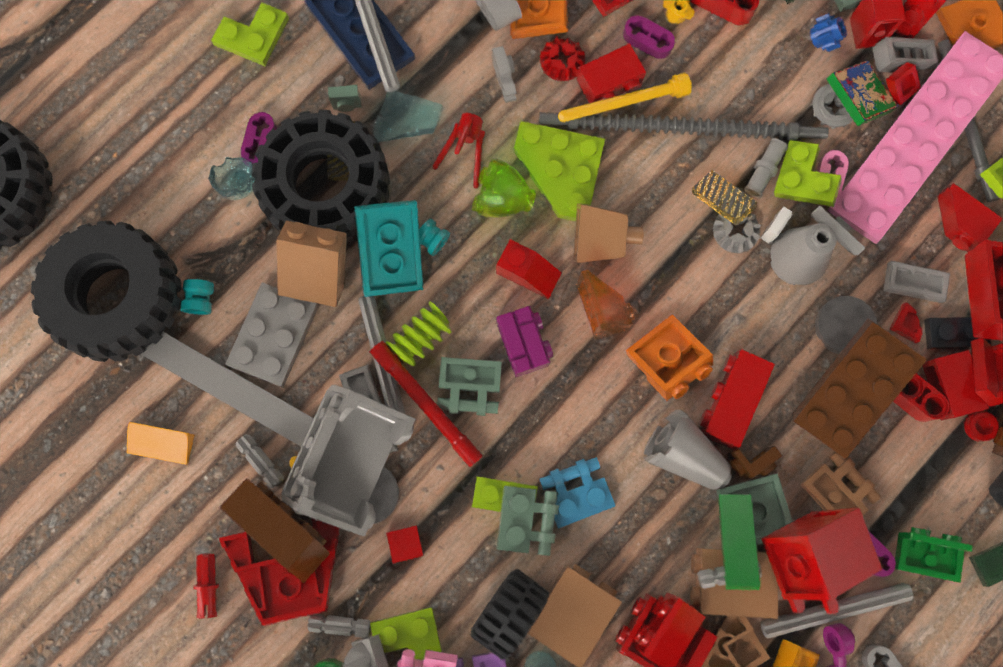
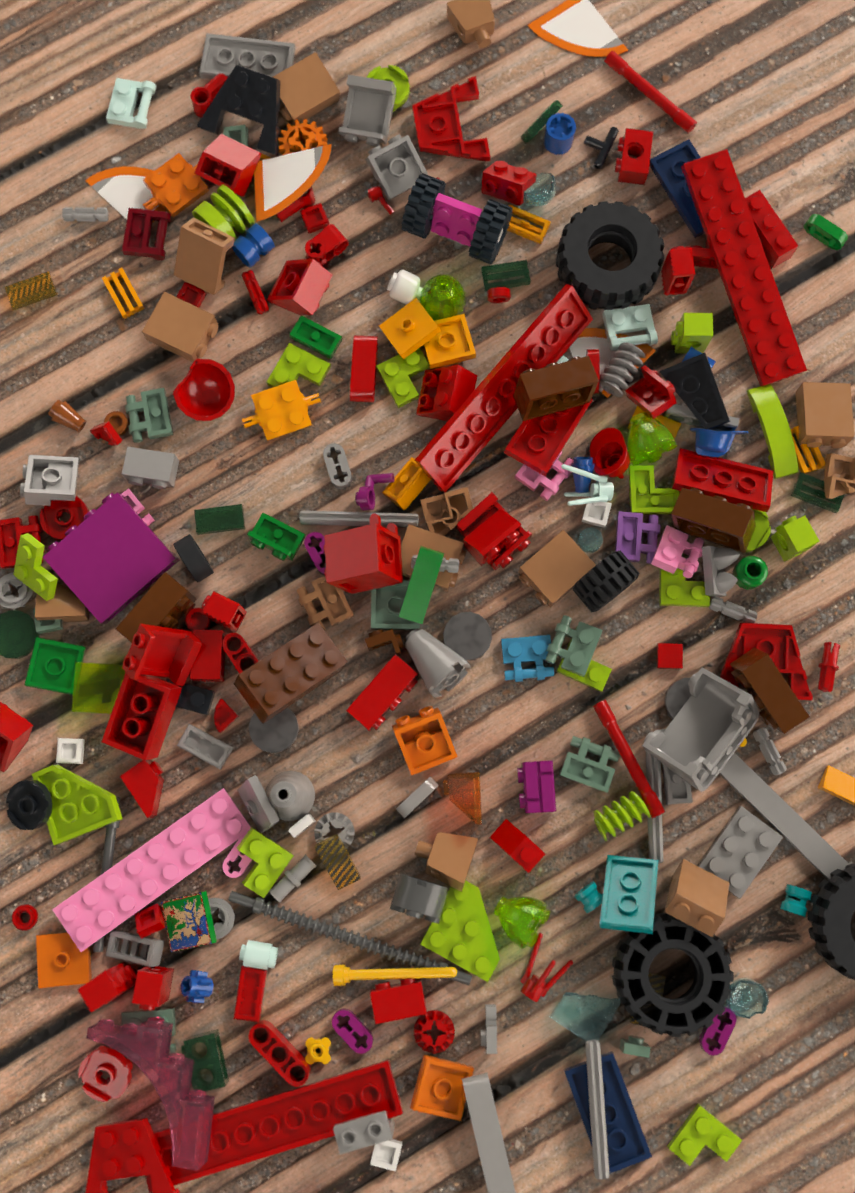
camera: 160 degrees left, 0 degrees up
(623, 181) = (419, 898): none -> dark grey brick
(656, 498) = (468, 635): none -> flat silver tile
(657, 292) = (417, 797): none -> light grey beam
(768, 43) = (250, 994): none -> red plate
(774, 81) = (258, 955): none -> light aqua brick
(962, 440) = (223, 611): none -> red brick

